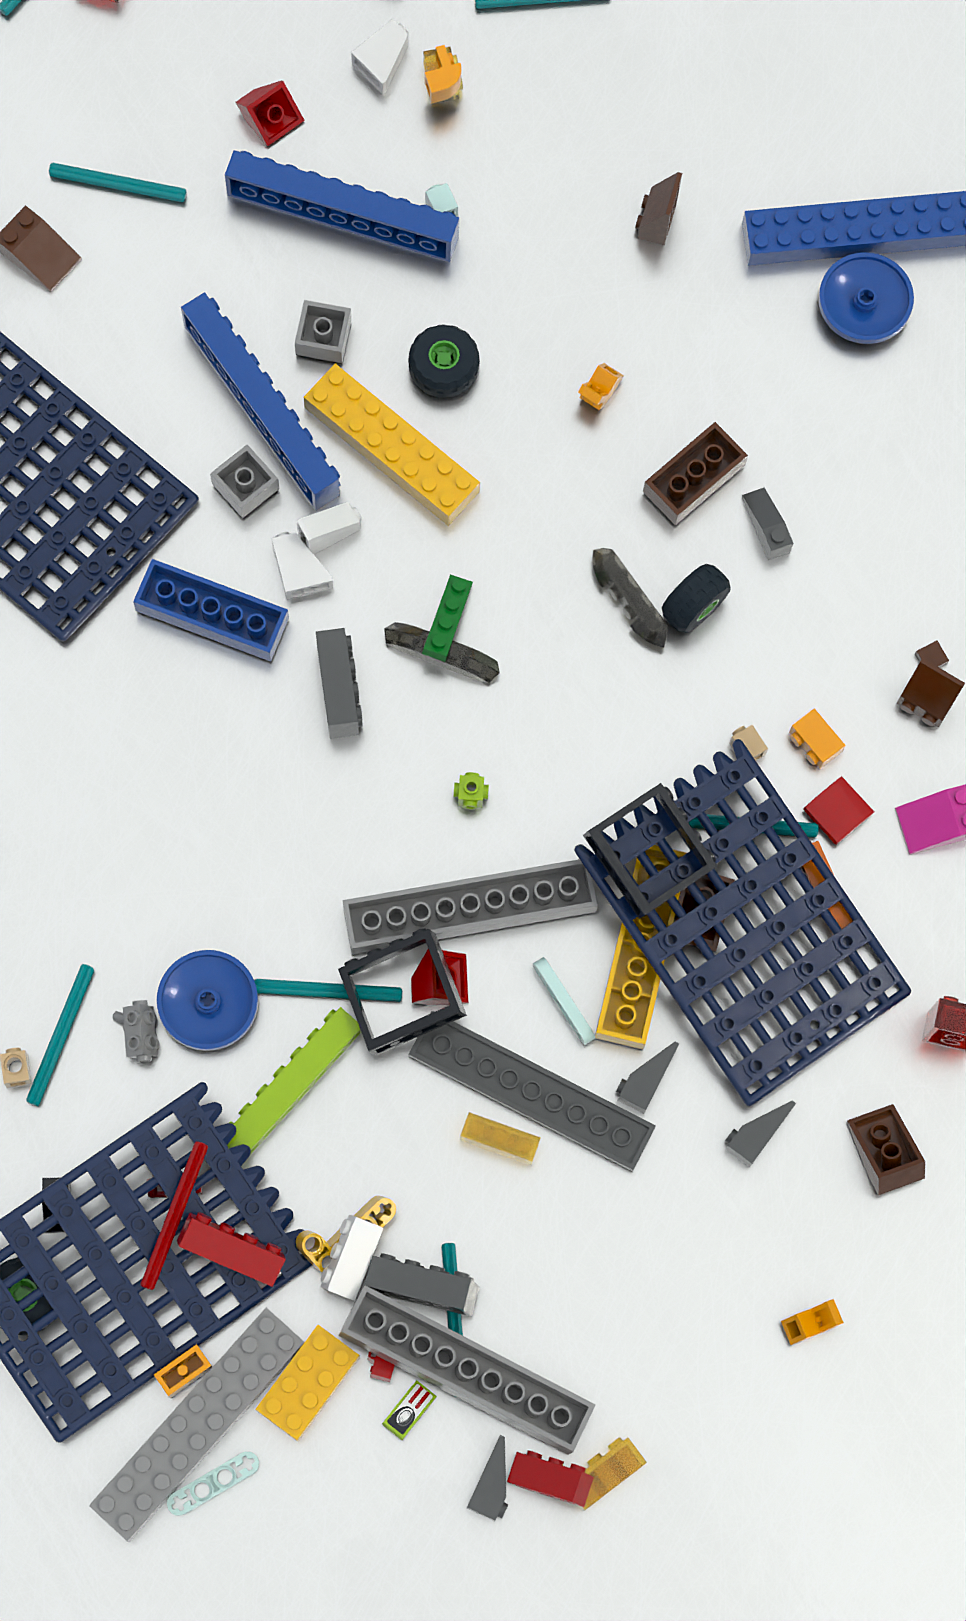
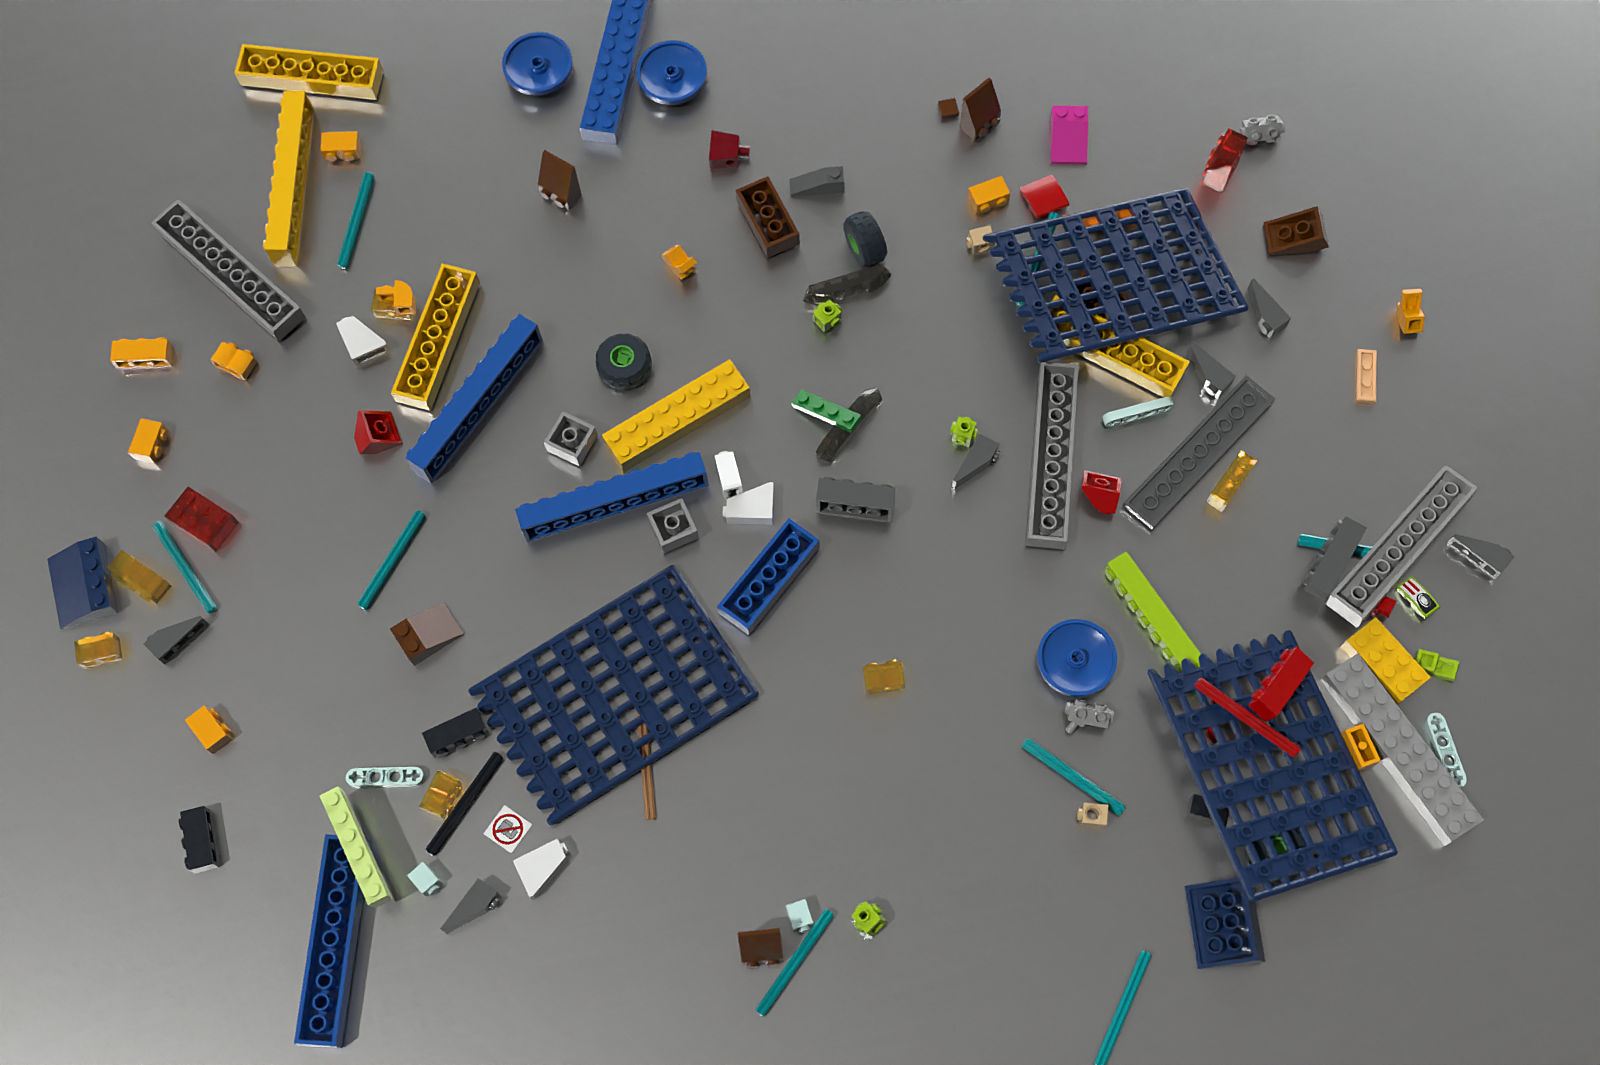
camera: 65 degrees left, 5 degrees down
(122, 778) = (883, 677): none -> clear yellow brick
(322, 1248) = (1283, 604): yellow beam -> none
(324, 1452) = (1437, 666): none -> lime slope
(330, 990) = (1088, 570): teal axle -> none
(351, 1257) = (1303, 601): white brick -> none
(411, 136) = (435, 337): none -> yellow brick
(415, 1028) = (1076, 508): black window -> none
(441, 199) = (493, 329): light aqua brick -> none
(441, 818) = (979, 458): none -> dark grey slope
(550, 1478) = (1492, 509): red brick -> none
(580, 584) = (827, 315): none -> lime brick
(612, 1468) = (1491, 476): clear yellow brick -> none
(618, 872) = (1061, 335): black window -> none
(705, 1284) = (1366, 376): none -> light nougat tile
(776, 397) = (726, 150): none -> dark red torso
(824, 133) = (537, 63): none -> blue dish

